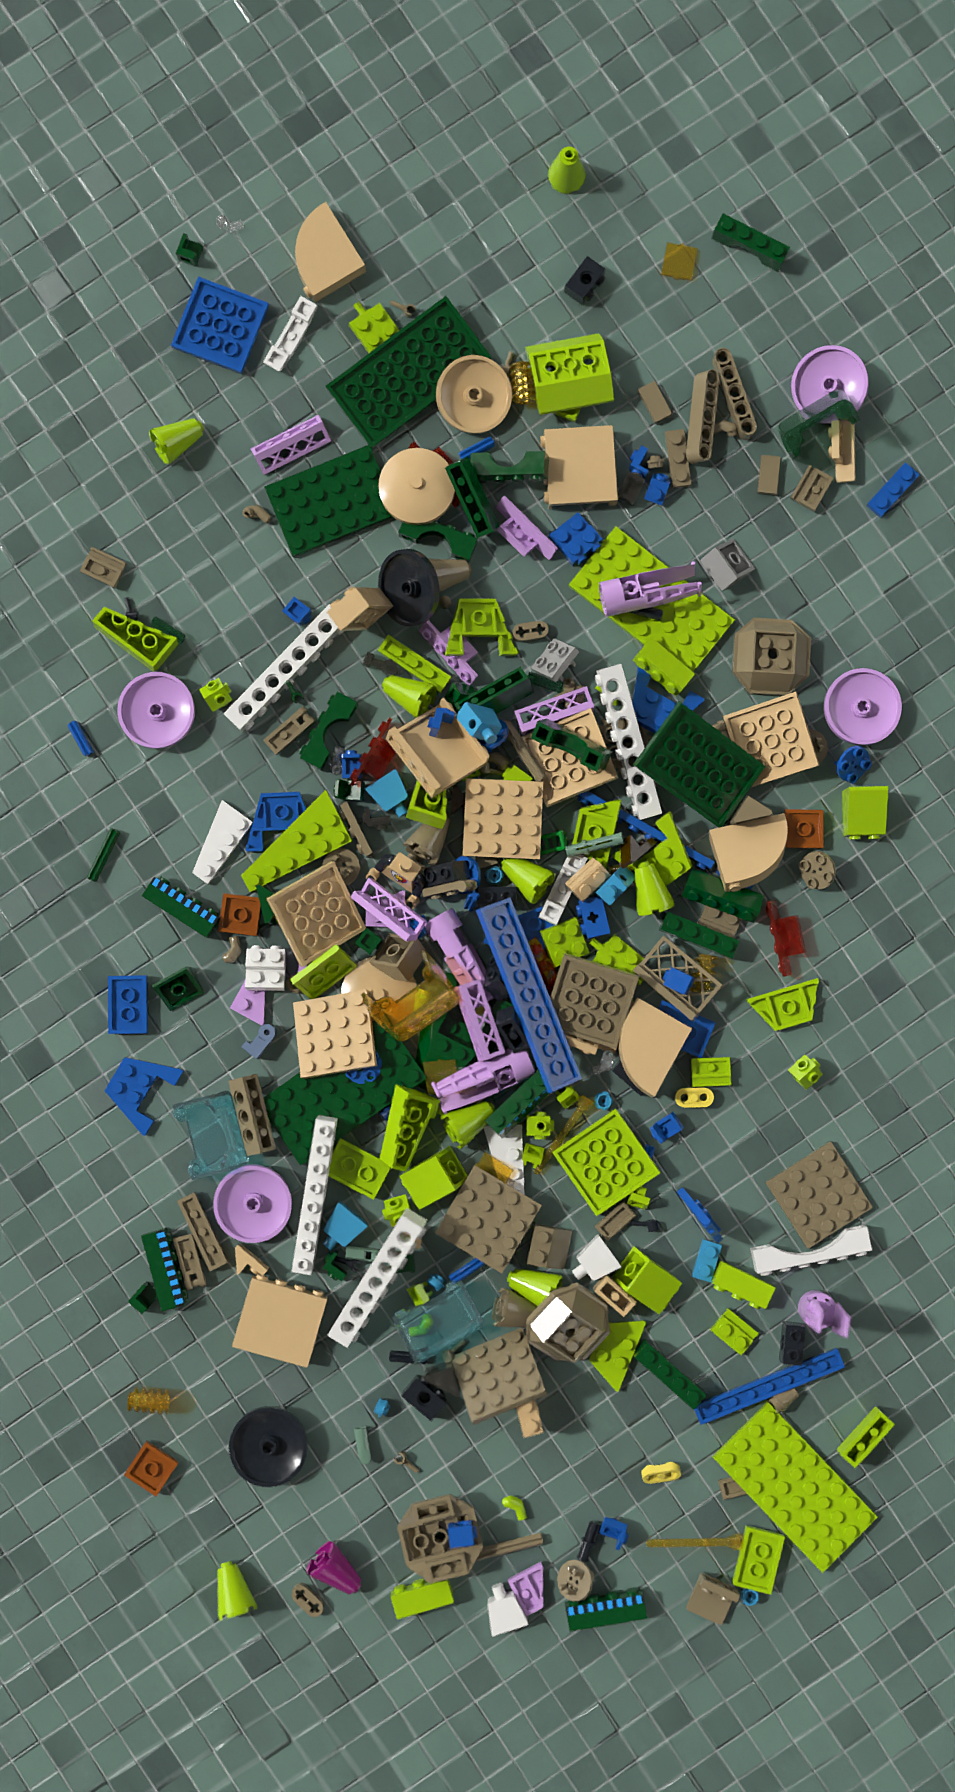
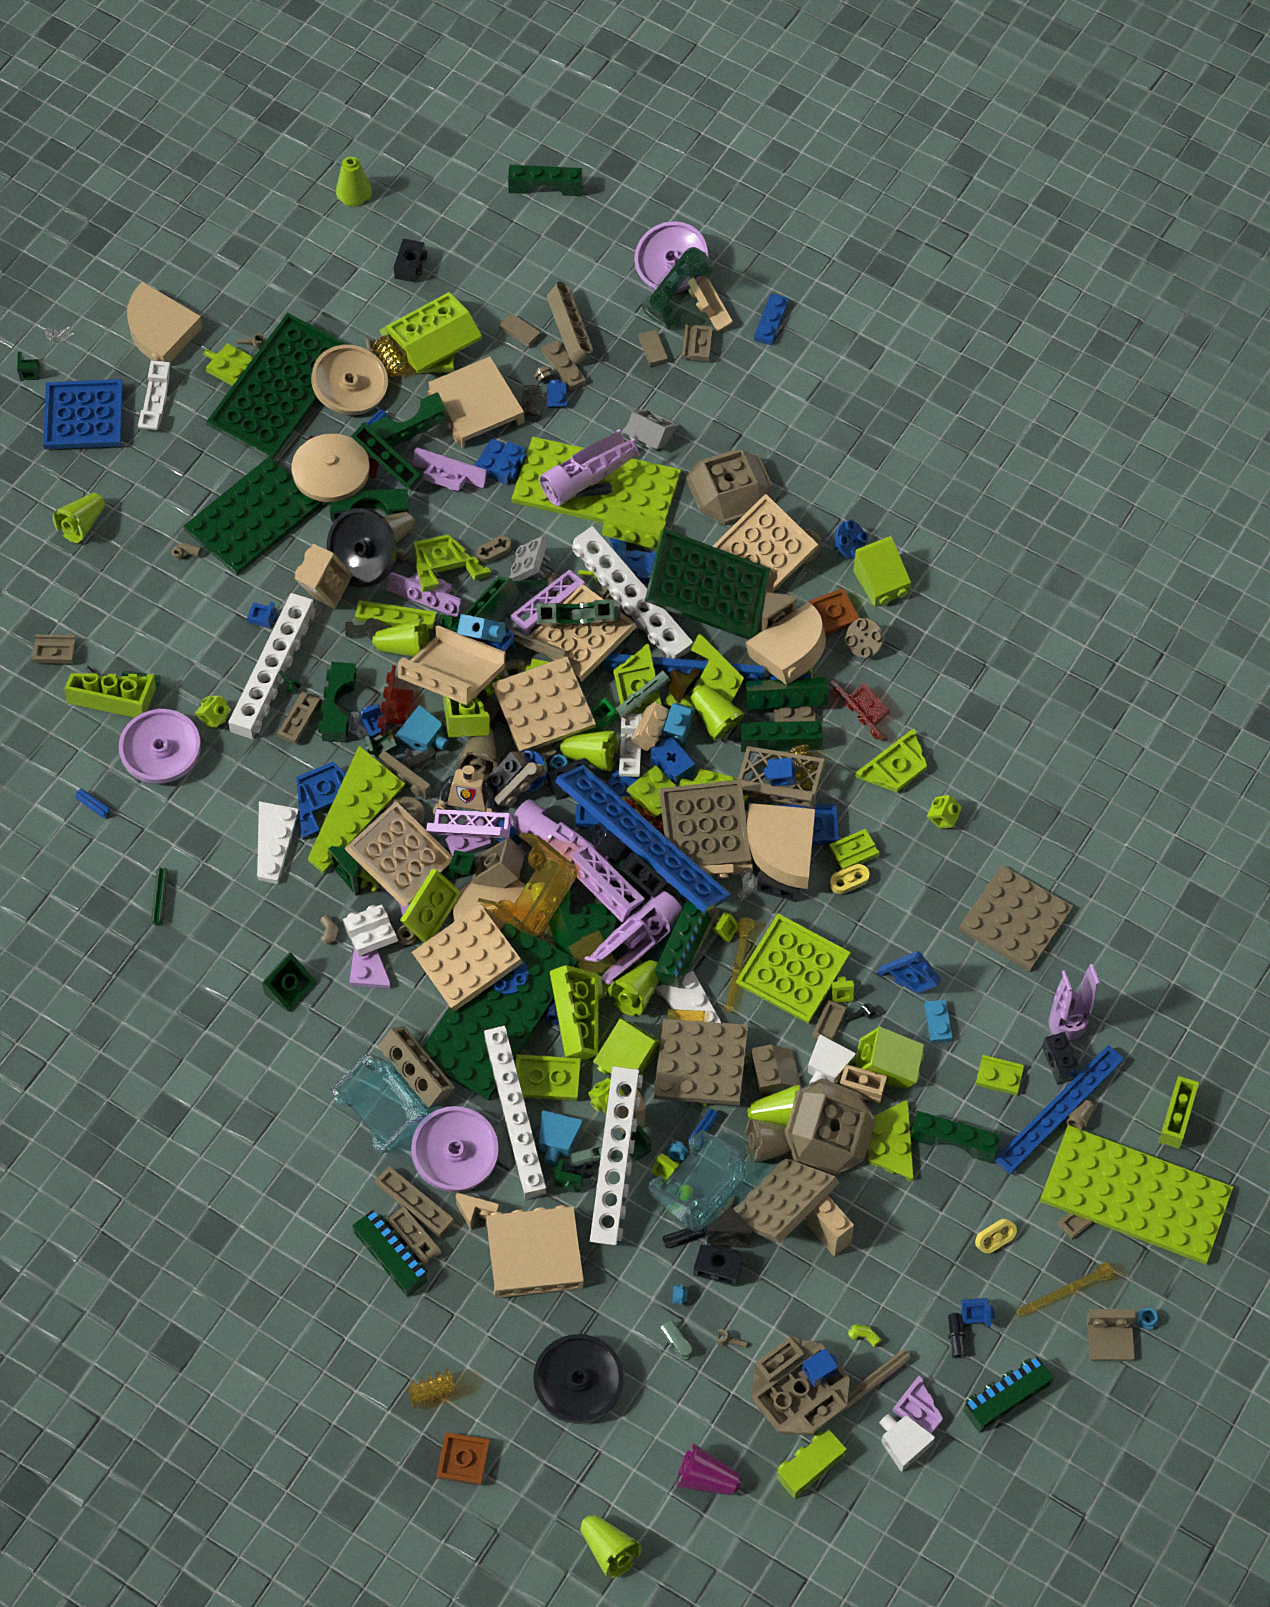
camera: 25 degrees left, 25 degrees down
(127, 1004) = (243, 1020): blue plate -> none
(133, 1083) = (279, 1094): blue wing -> none
(143, 1298) = (380, 1291): dark green panel -> none
(181, 907) = (260, 910): dark green brick -> none
(240, 914) = (322, 894): dark orange plate -> none
(265, 1036) = (395, 1000): sand blue leg -> none
(288, 438) = (193, 474): lavender fence -> none
(304, 1603) = (693, 1518): dark tan beam -> none
(441, 715) = (443, 639): blue bracket -> none
(471, 901) = (547, 788): blue axle -> none
(532, 1154) = (717, 992): lime tile -> none
(533, 1120) = (710, 961): lime brick -> none
(579, 1572) = (963, 1385): dark tan plate -> none
(598, 1100) = (763, 912): dark azure plate -> none
(637, 458) = (526, 376): blue bracket -> none
(666, 1127) = (836, 914): blue bracket -> none
(679, 261) = (488, 219): clear yellow piece -> none
(729, 427) = (599, 323): dark tan arm -> none
(734, 384) = (590, 297): dark tan beam -> none
(742, 1285) = (984, 1025): lime brick -> none
(758, 1559) = (1137, 1277): lime plate -> none
(850, 1241) = (1000, 989): white arch -> none
(862, 706) = (834, 490): lavender dish -> none

